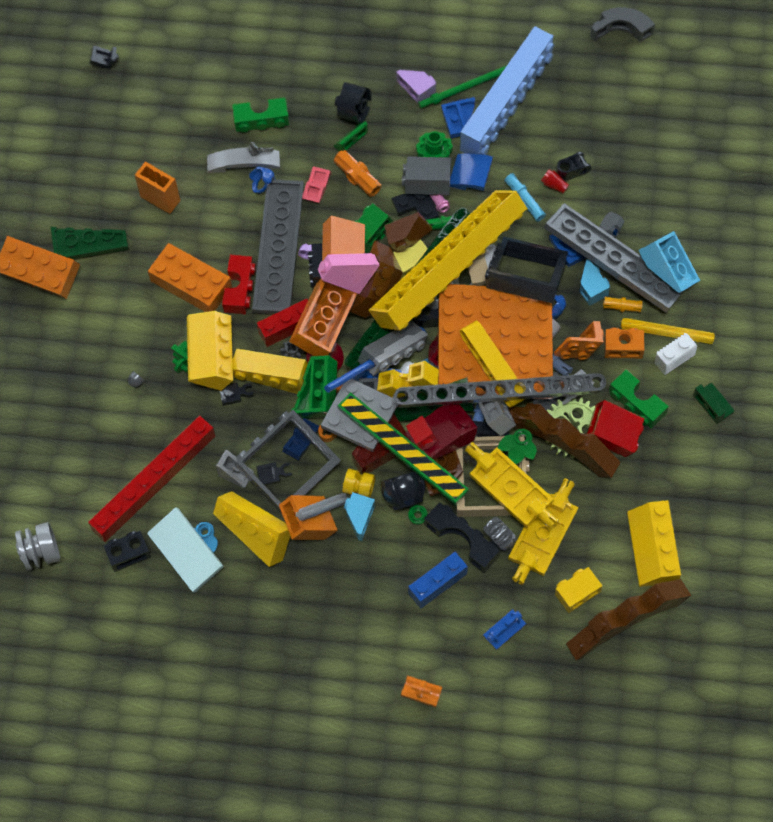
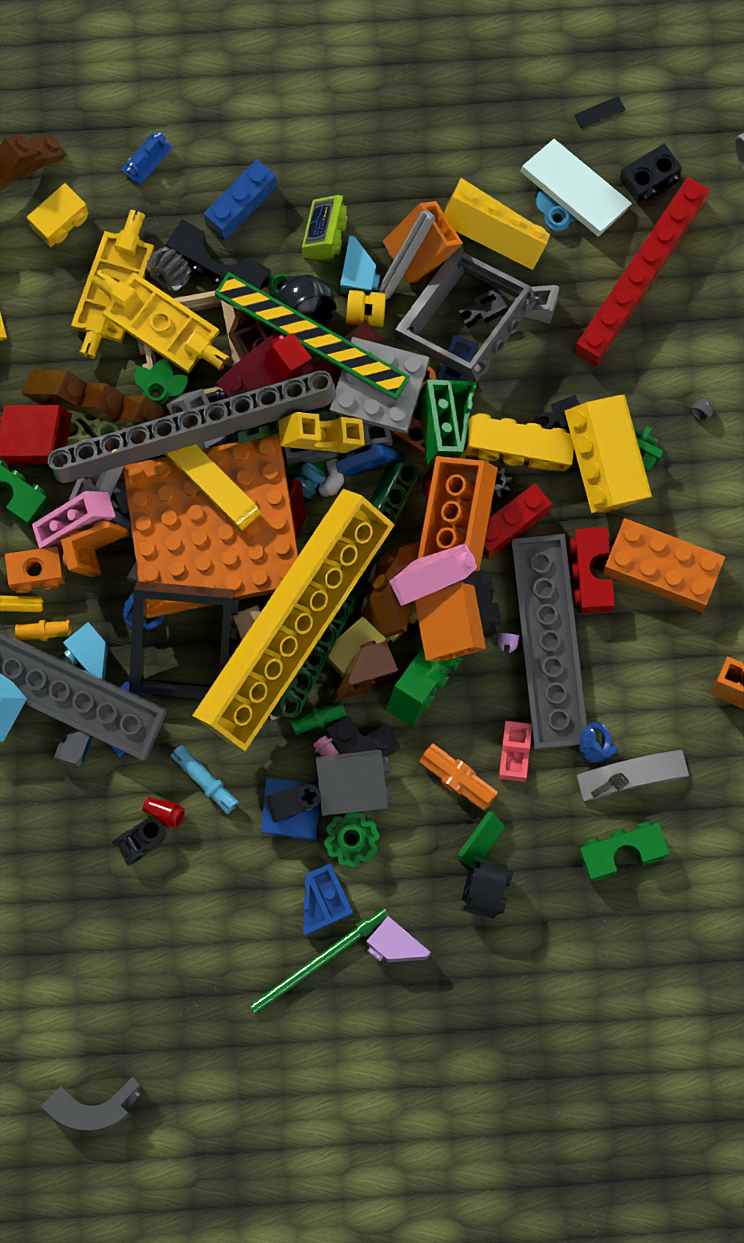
camera: 170 degrees right, 10 degrees up
(152, 611) = (599, 112): none -> black window
(378, 545) = (325, 228): none -> lime slope
(385, 352) = (370, 458): piece -> none
(421, 691) = (238, 58): orange hips -> none
(470, 166) = (289, 803): none -> black piece
(507, 93) = (254, 941): light blue brick -> none
(592, 359) = (72, 516): none -> bright pink brick

